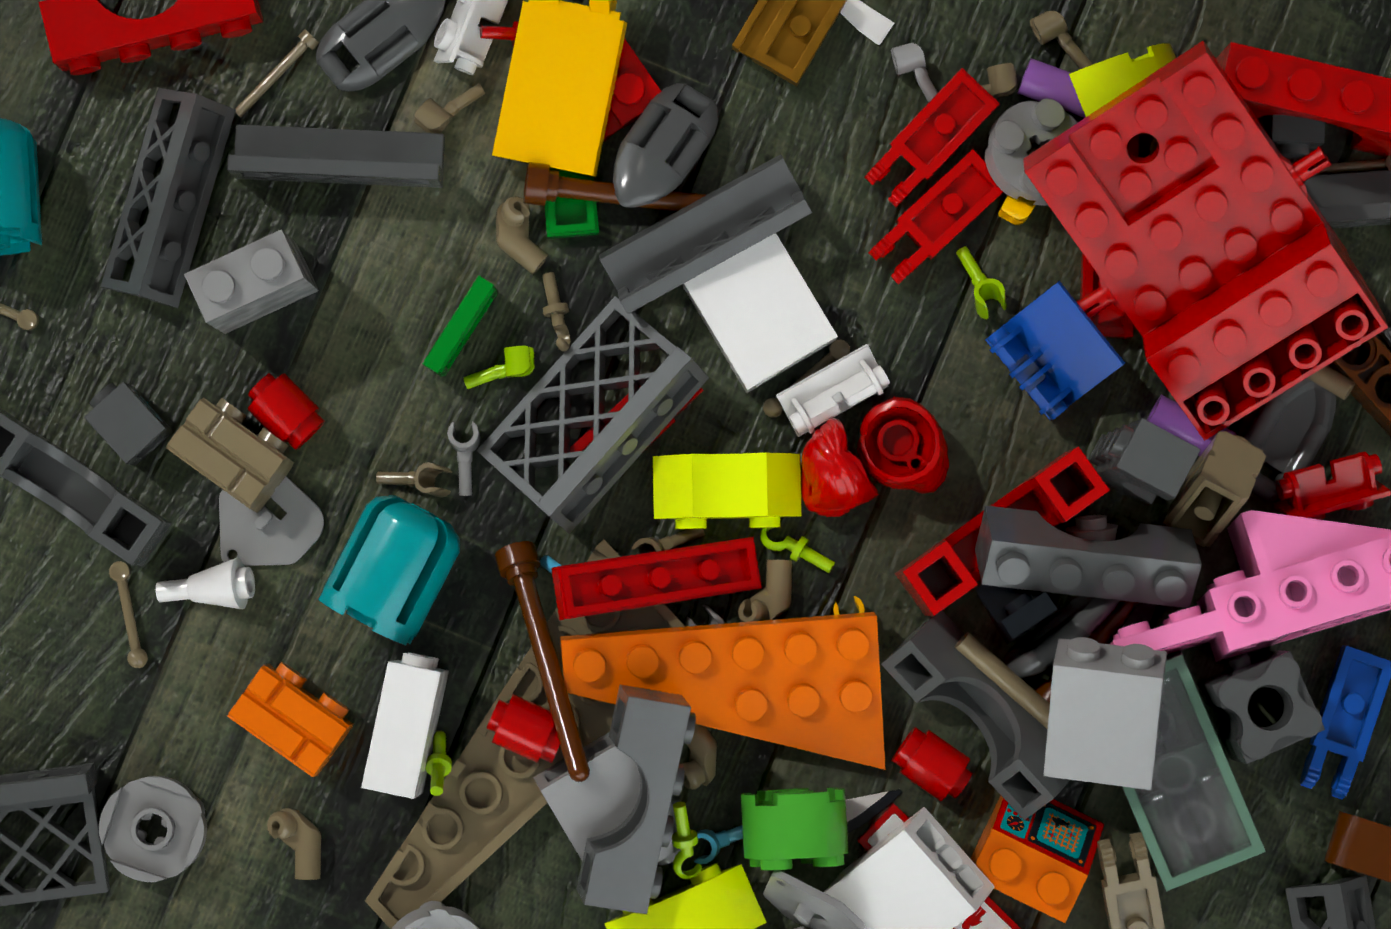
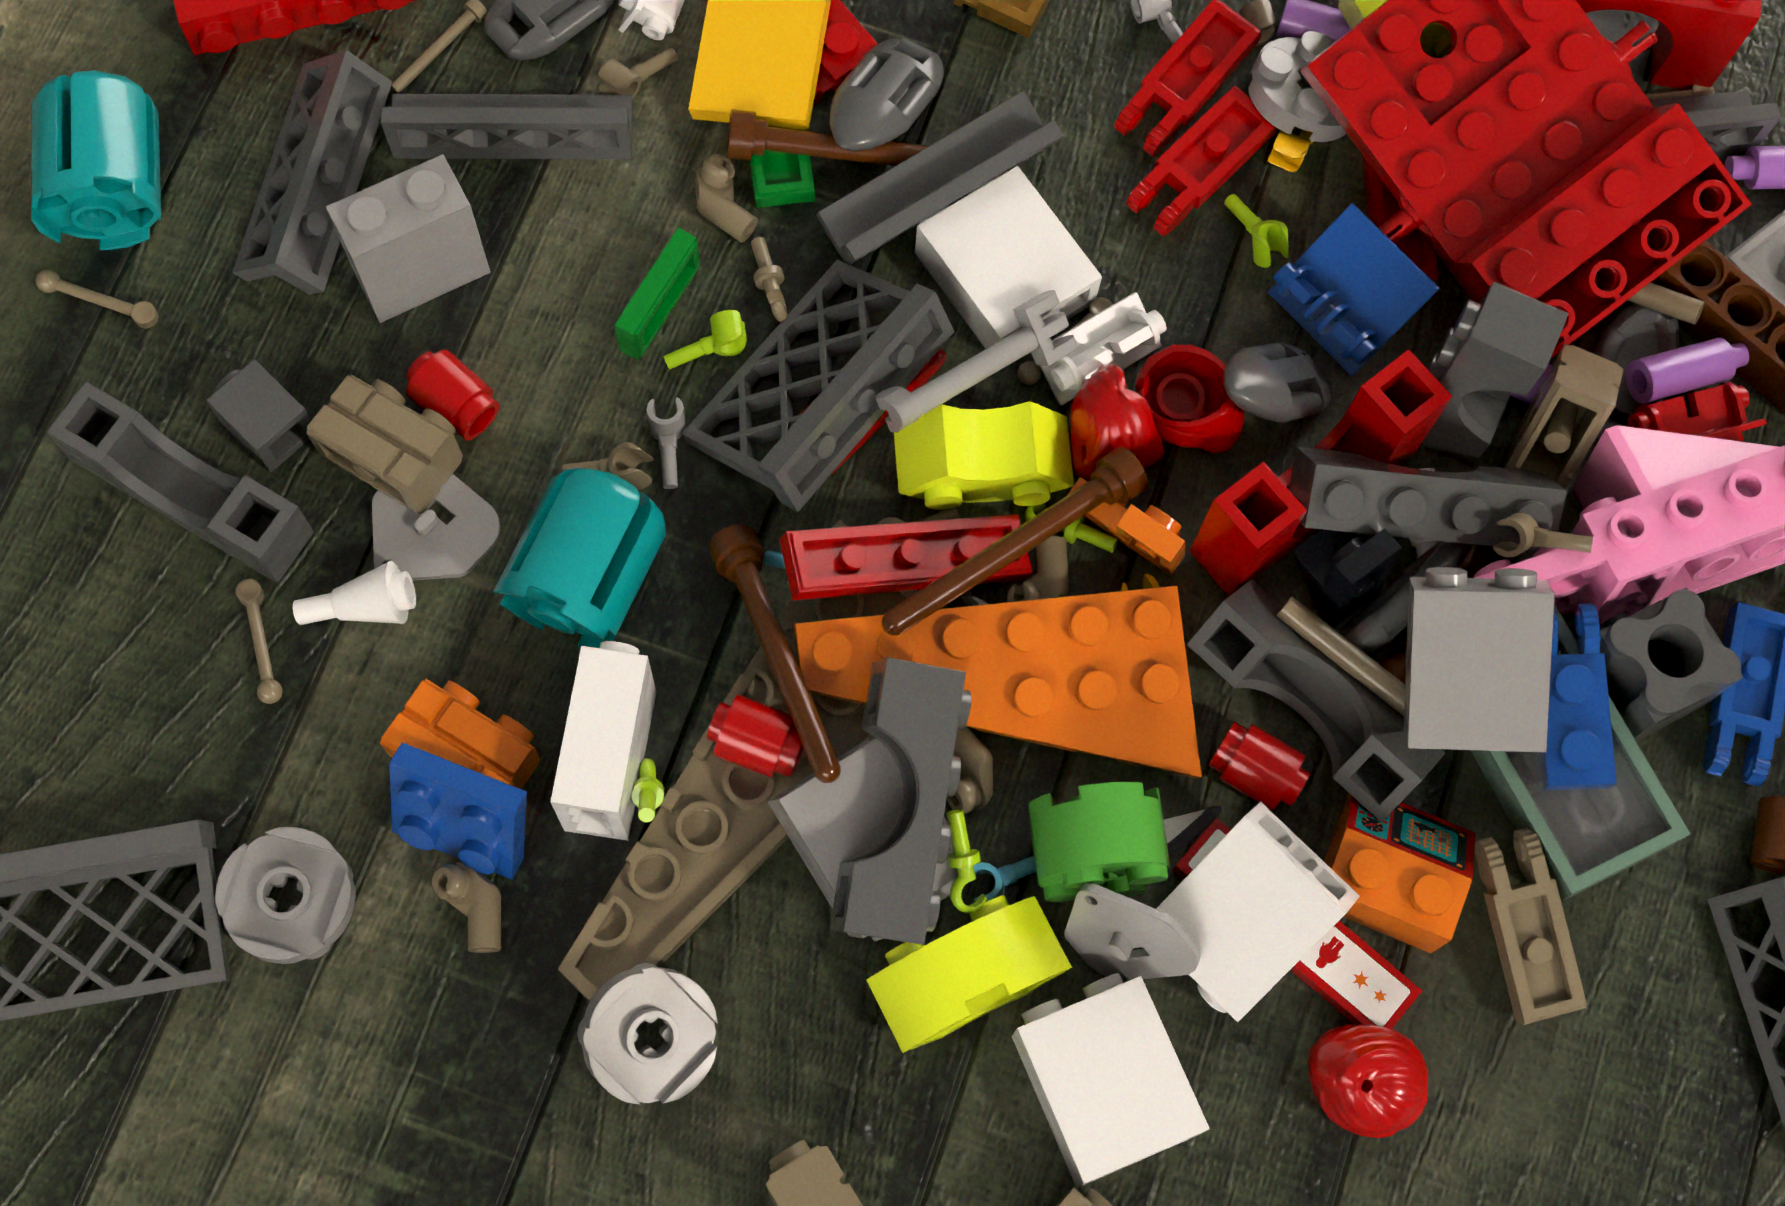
camera: 10 degrees left, 15 degrees down
(276, 772) = (457, 812): none -> blue plate
(782, 387) = (1033, 337): none -> light grey hinge
(829, 528) = (1116, 479): none -> reddish brown piece
(853, 571) = (1149, 534): none -> orange plate
(978, 439) = (1276, 382): none -> dark grey piece
(1162, 603) = (1533, 536): none -> dark tan hand
(1184, 744) = (1579, 712): none -> blue hinge
(1331, 440) = (1684, 369): none -> medium lavender cylinder

